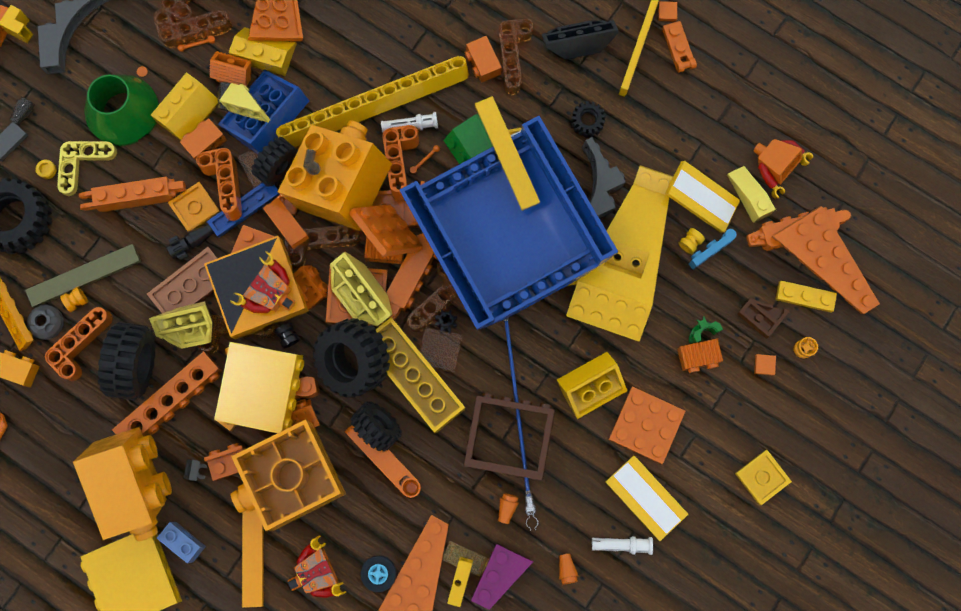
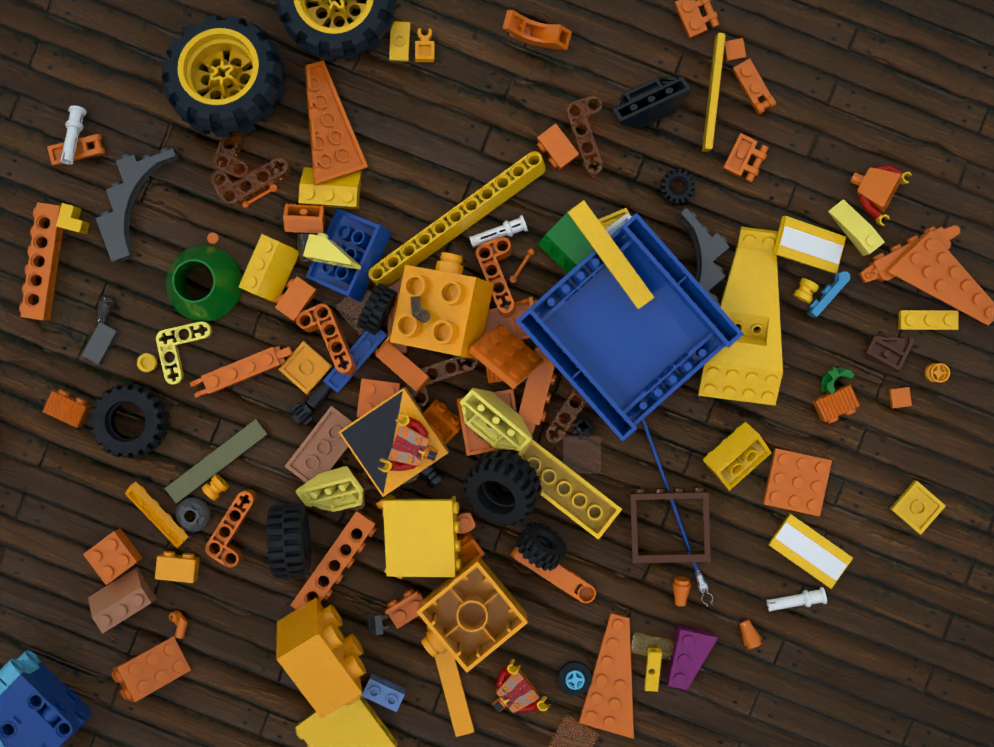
camera: 10 degrees left, 10 degrees up
(652, 105) = (740, 155): none -> orange plate

